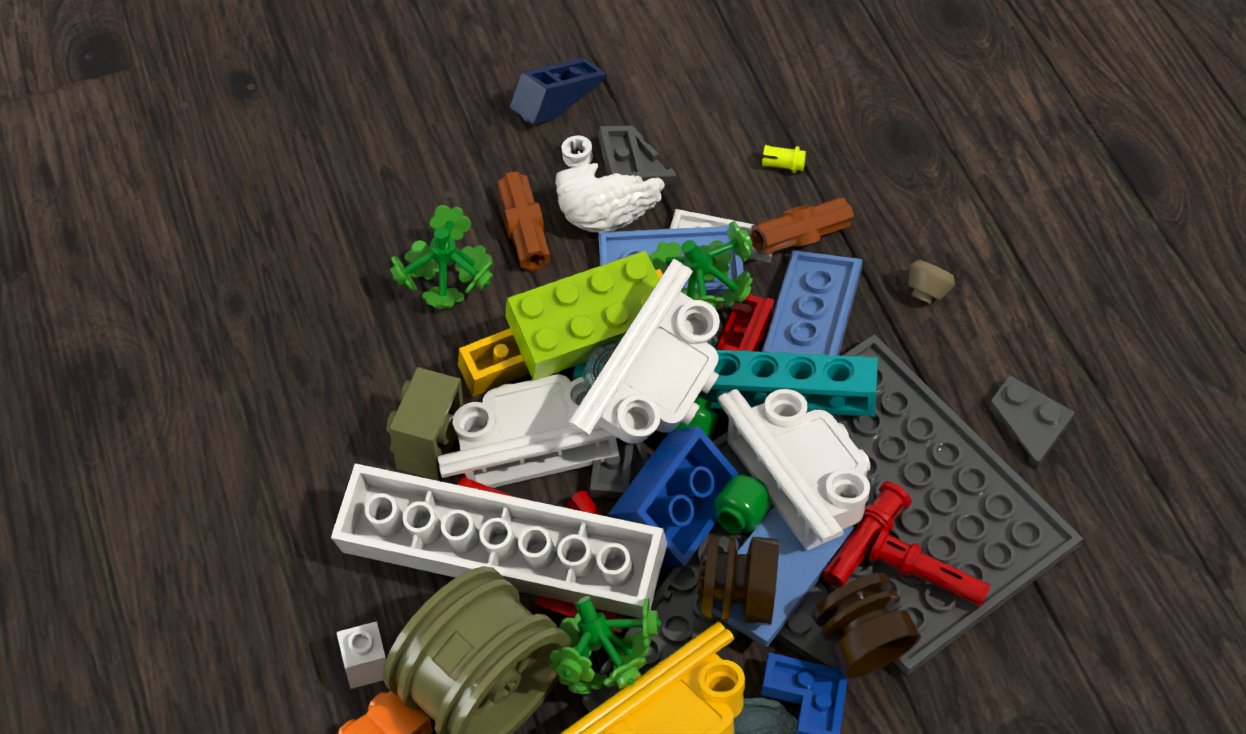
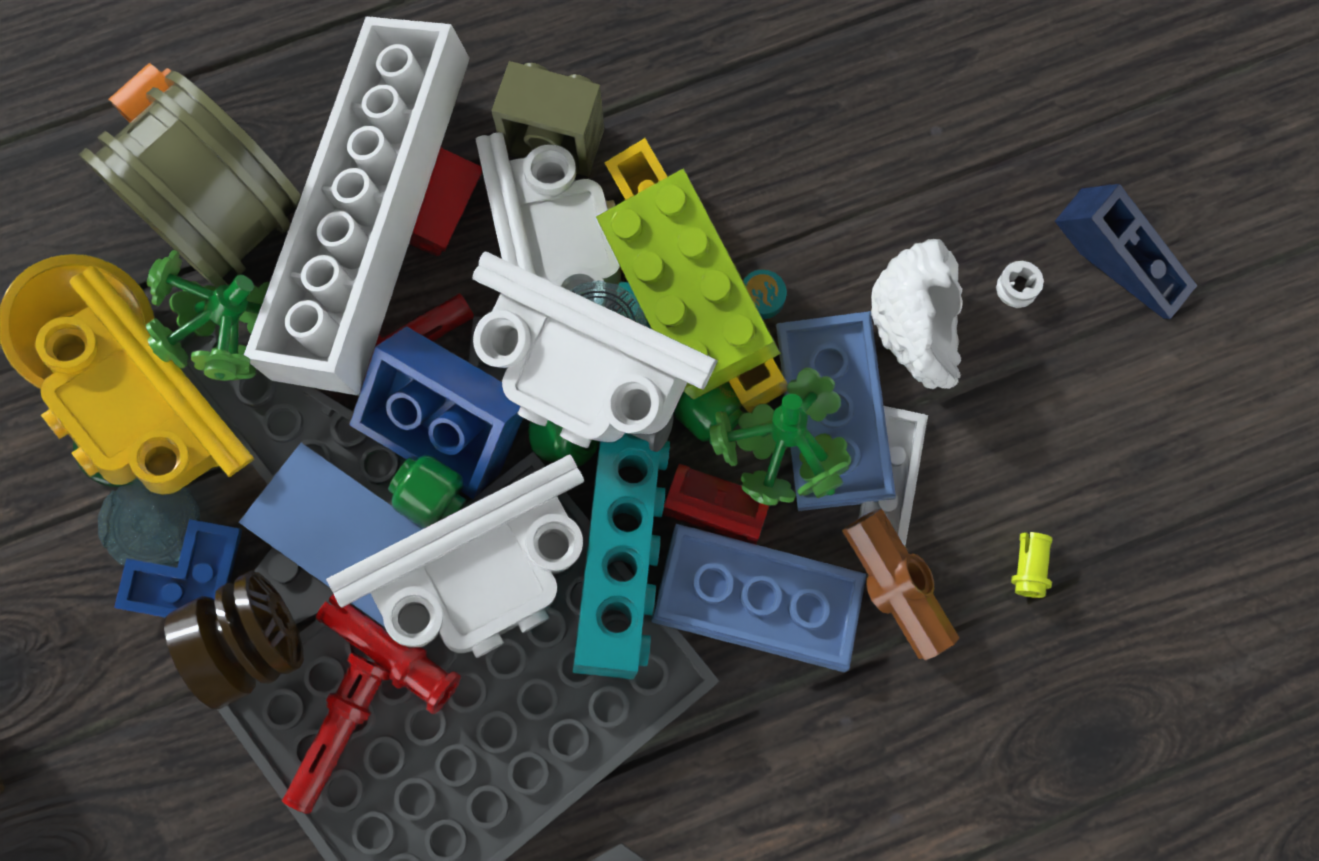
camera: 90 degrees right, 20 degrees up
(362, 654) = (258, 84): white brick -> none
(425, 261) = (807, 109): bright green plant -> none
(524, 221) = (887, 218): dark orange piece -> none
(630, 155) = (1009, 353): dark grey wing -> none
(739, 578) = (286, 468): dark brown wheel -> none
(929, 281) = (818, 767): dark tan cone -> none

